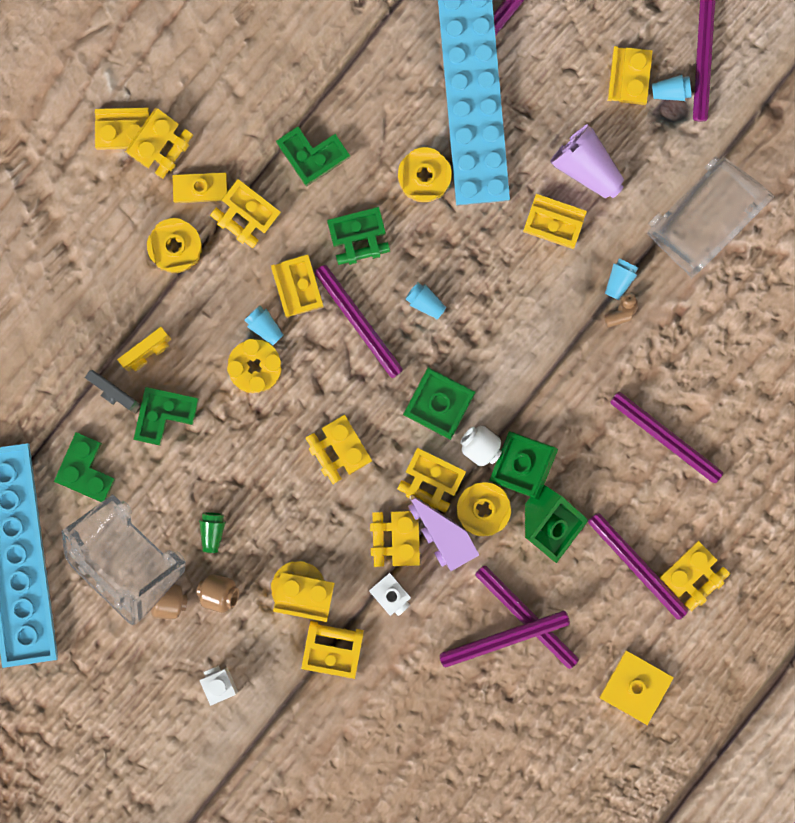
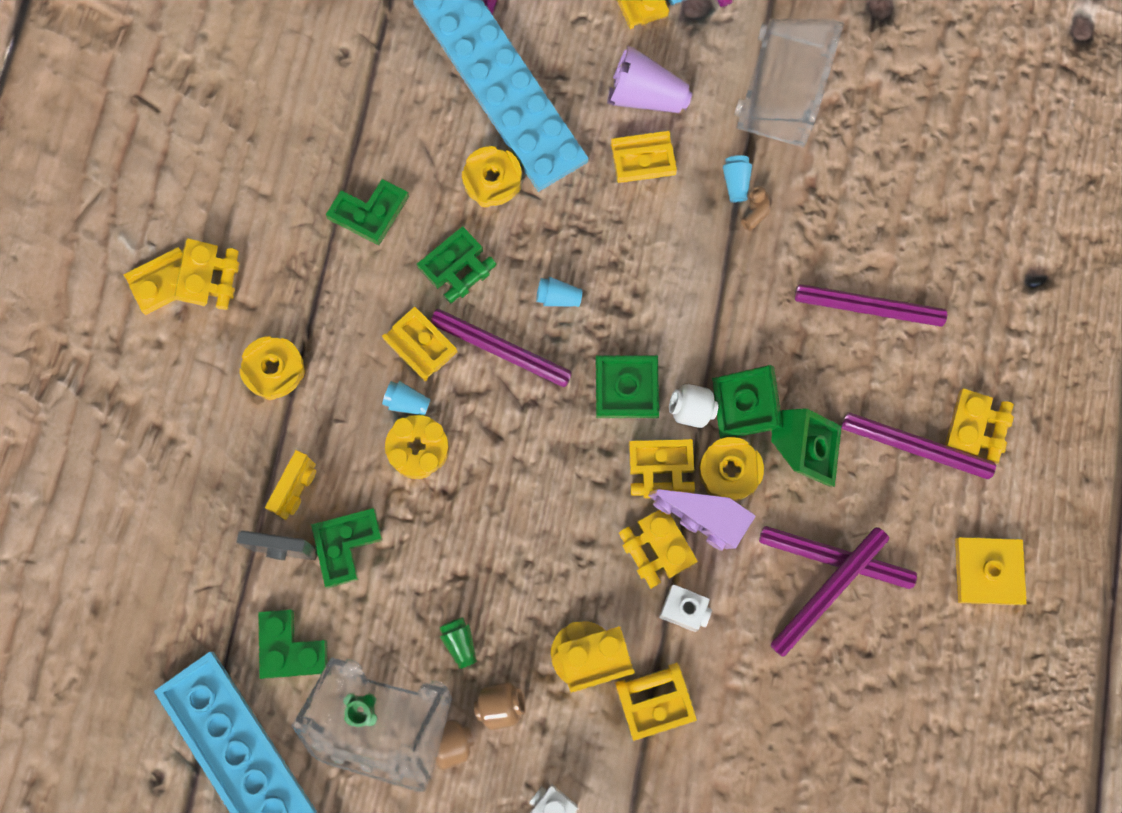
camera: 25 degrees left, 10 degrees down
(110, 548) = (356, 718): none -> green plate
(199, 187) = (270, 298): yellow plate -> none
(251, 207) = (329, 289): yellow plate -> none
(346, 445) = (553, 477): yellow plate -> none

